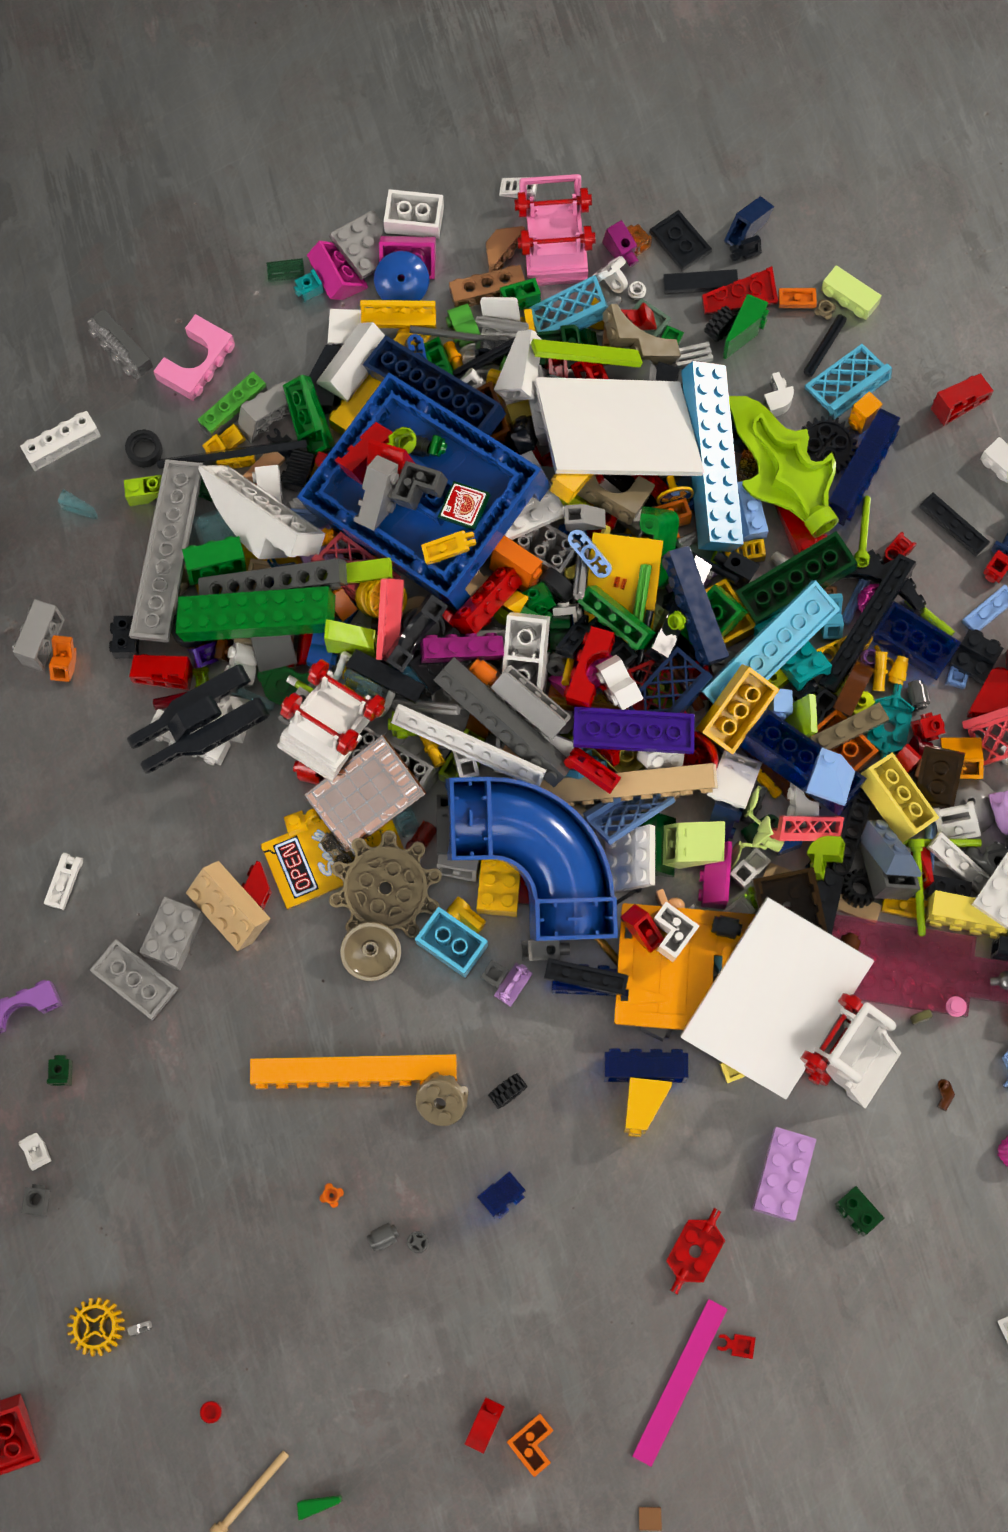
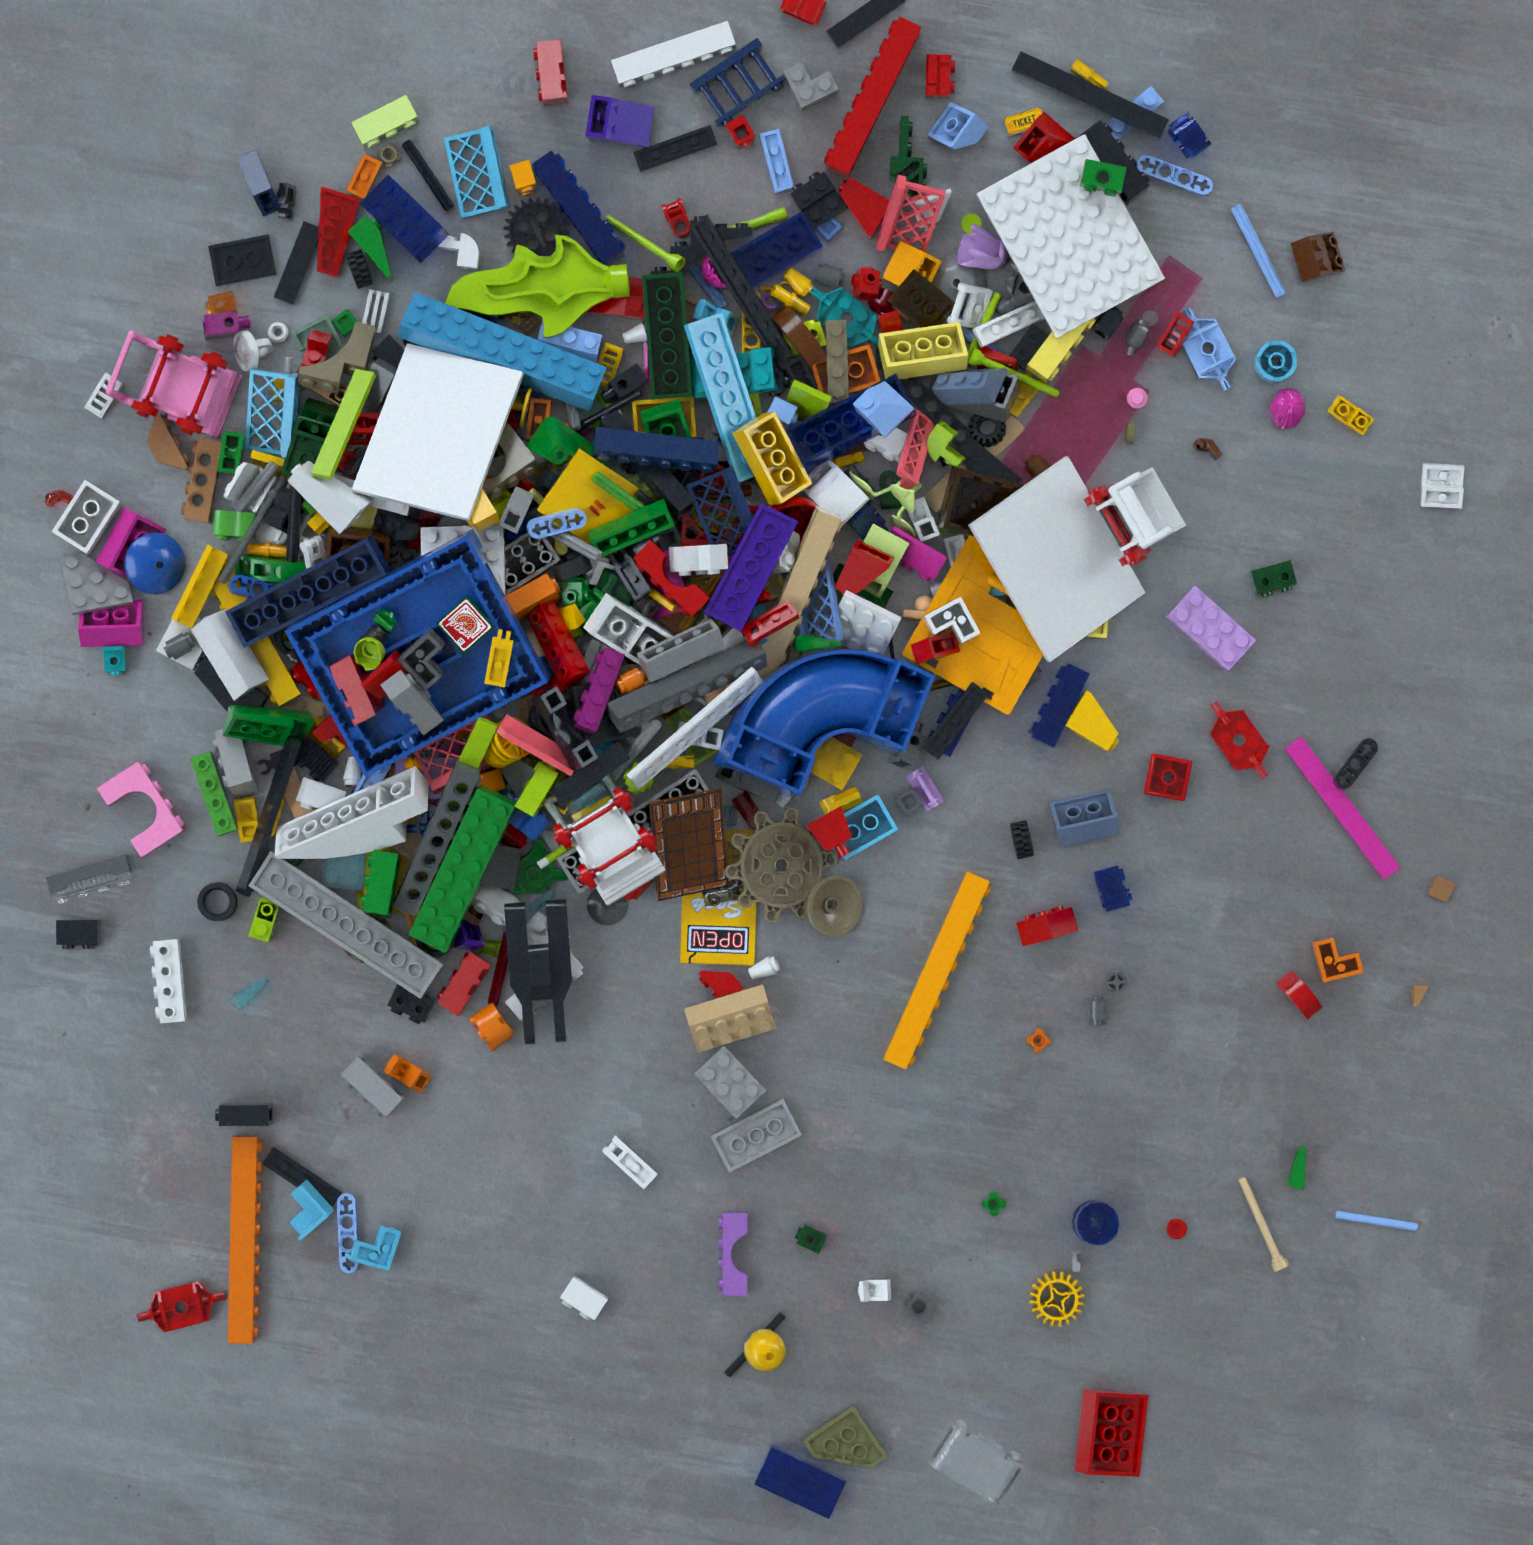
camera: 70 degrees left, 15 degrees up
(70, 355) = (78, 933): none -> black brick
(132, 709) = (492, 1026): none -> orange brick
(164, 1231) = (987, 1204): none -> green plate
(170, 1332) = (1106, 1227): none -> clear blue wheel
(277, 768) = (606, 916): none -> dark grey dish
(285, 266) = (75, 673): clear green tile -> none
(289, 919) = (767, 967): none -> white cone
(298, 821) = (676, 918): yellow plate -> none
(342, 321) = (179, 645): none -> dark grey brick
(418, 186) = (56, 496): none -> clear red arm
(435, 913) = (832, 831): none -> red torso
(440, 1151) = (1047, 925): none -> red brick
(450, 1091) = (997, 893): dark tan plate -> none
(554, 1140) = (1084, 818): none -> sand blue slope
(592, 817) = (808, 643): none -> green slope
(635, 1187) = (1156, 784): none -> red brick
(676, 620) = (663, 474): lime plate -> none
(681, 829) = (862, 567): none -> red slope
(726, 927) = (970, 570): black brick -> none
(741, 1345) = (1337, 740): red plate -> none
(743, 1371) = (1342, 772): none -> black beam
(780, 337) = (404, 219): none -> clear blue brick
(952, 466) = (619, 121): none -> dark purple slope

